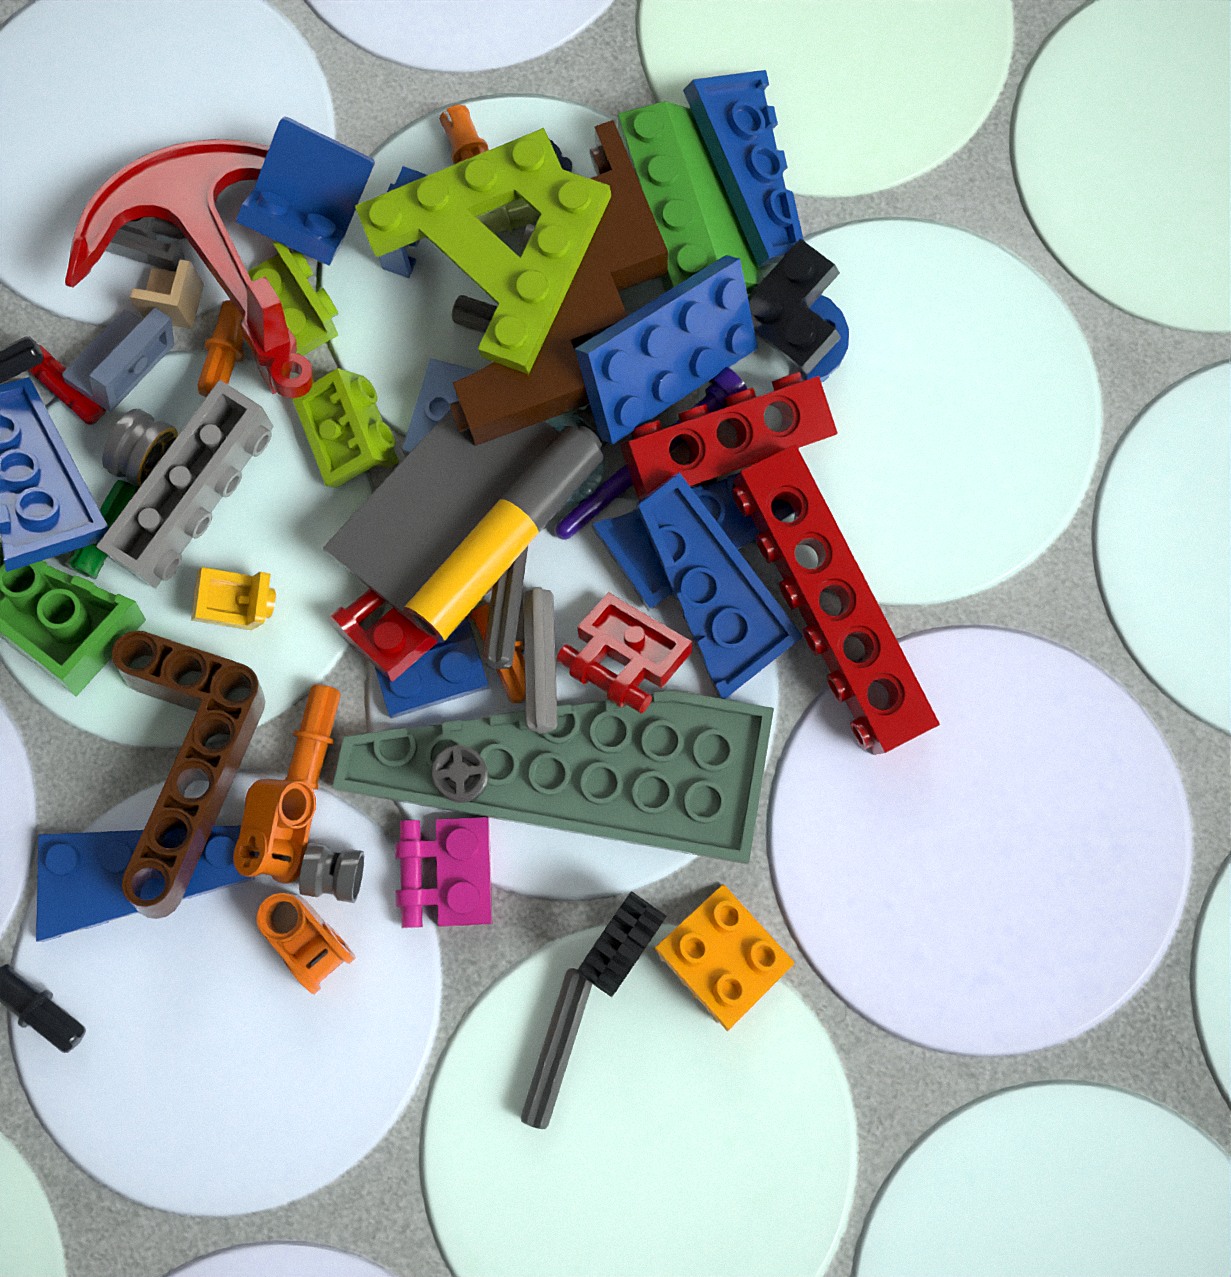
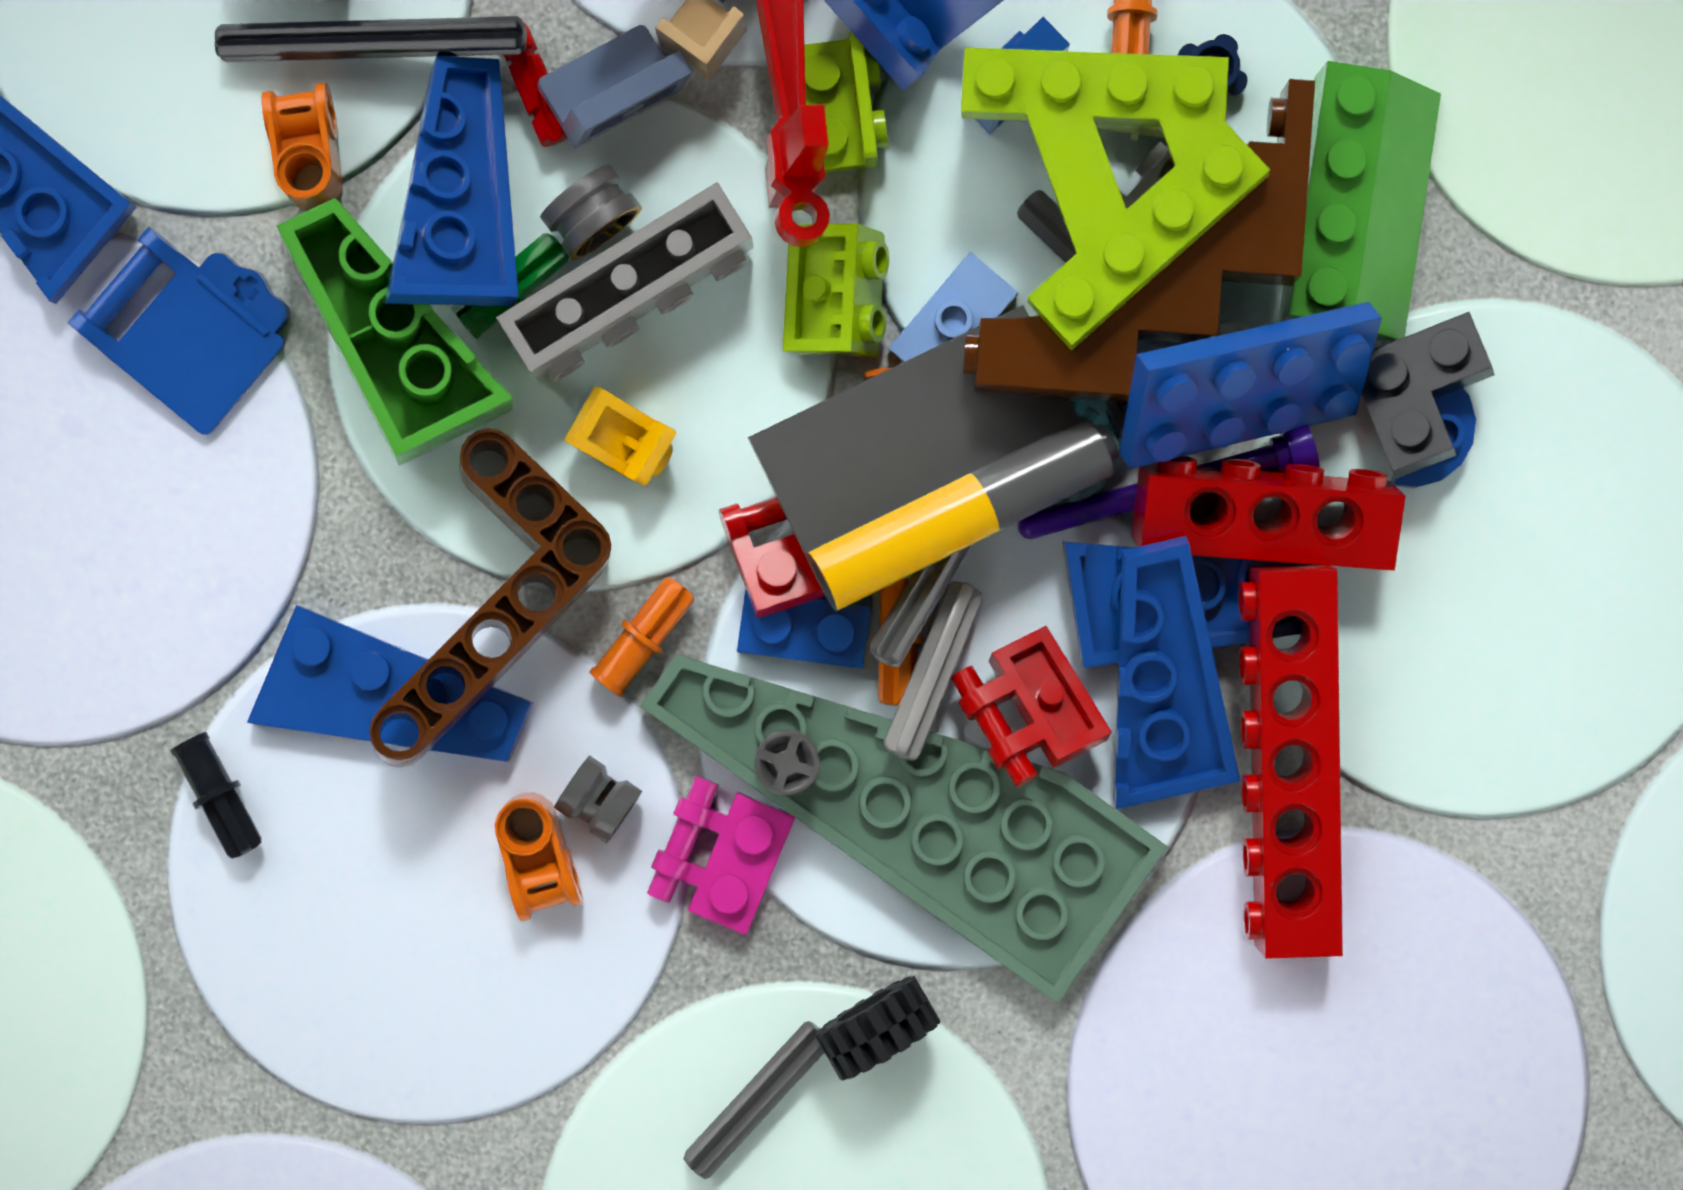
camera: 20 degrees right, 10 degrees up
(222, 349) = (735, 131): orange axle -> none
(275, 824) = (561, 719): orange piece -> none
(724, 957) = (982, 1090): light orange hinge -> none
(743, 147) = (1459, 156): blue wing -> none

